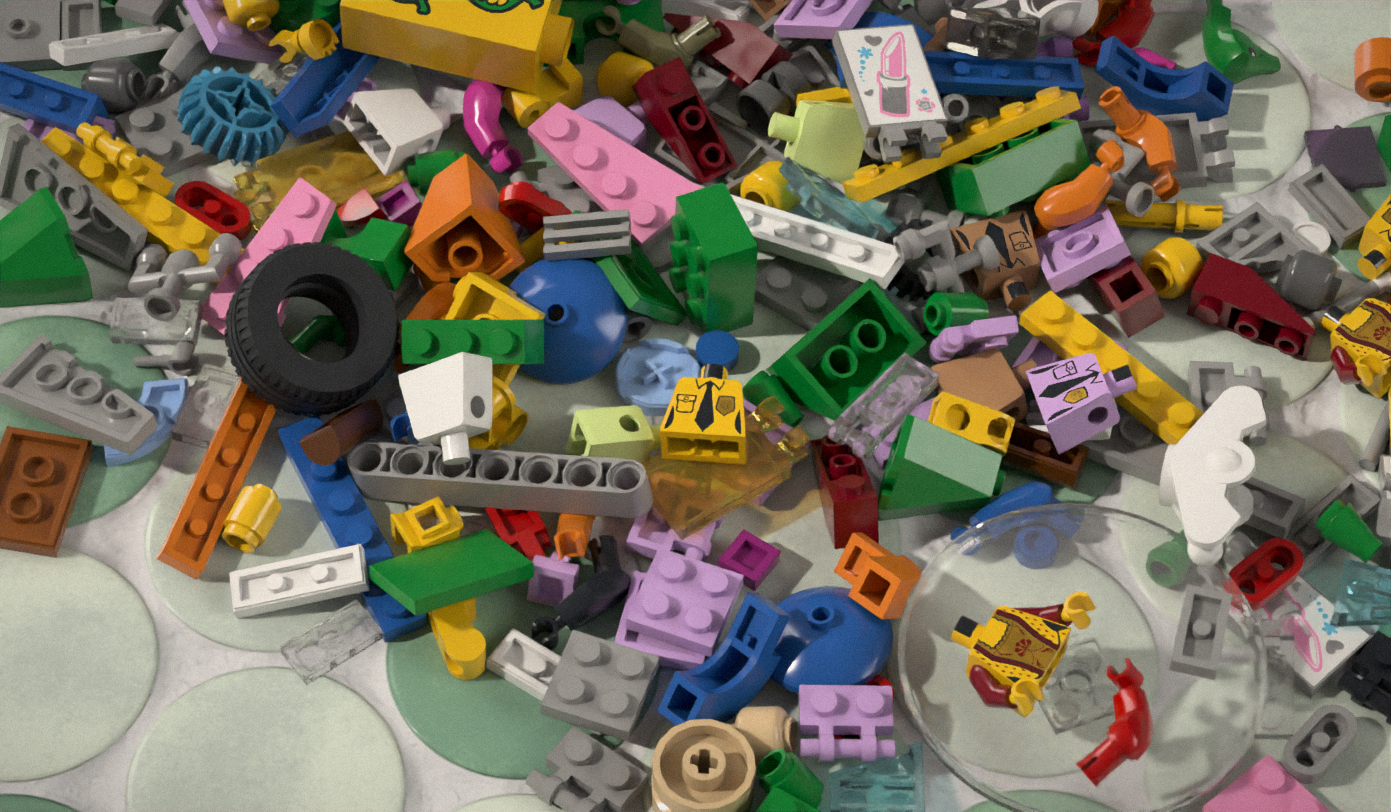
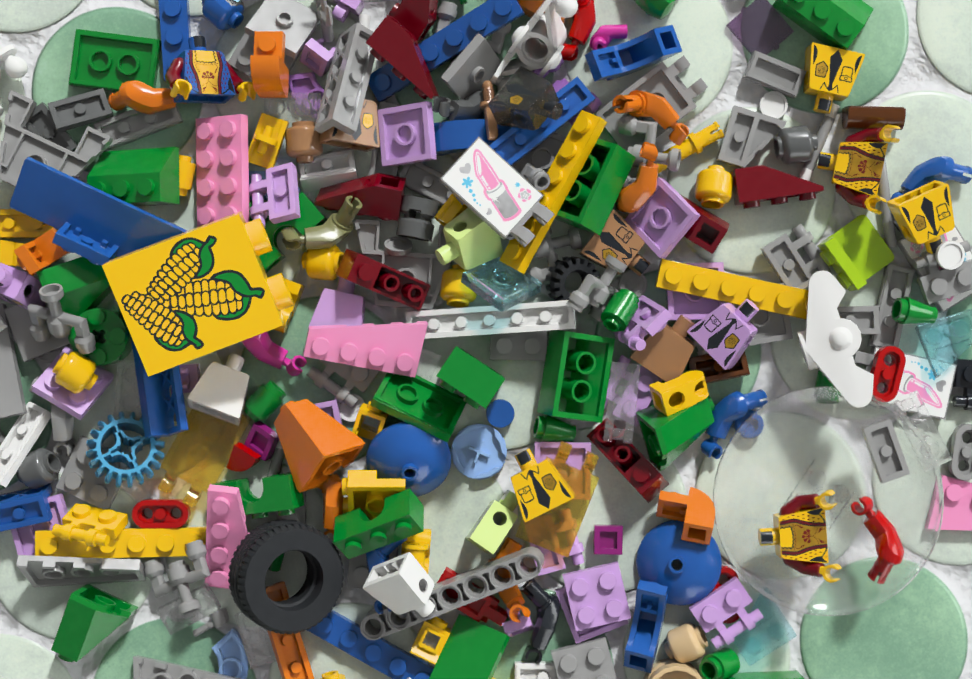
camera: 30 degrees left, 35 degrees up
(313, 38) = (134, 378): yellow piece -> none
(343, 433) = (345, 619): reddish brown brick -> none
(528, 206) = (342, 411): red plate -> none
(587, 229) = (374, 429): light grey tile -> none
(1311, 437) = (855, 253): none -> lime bracket

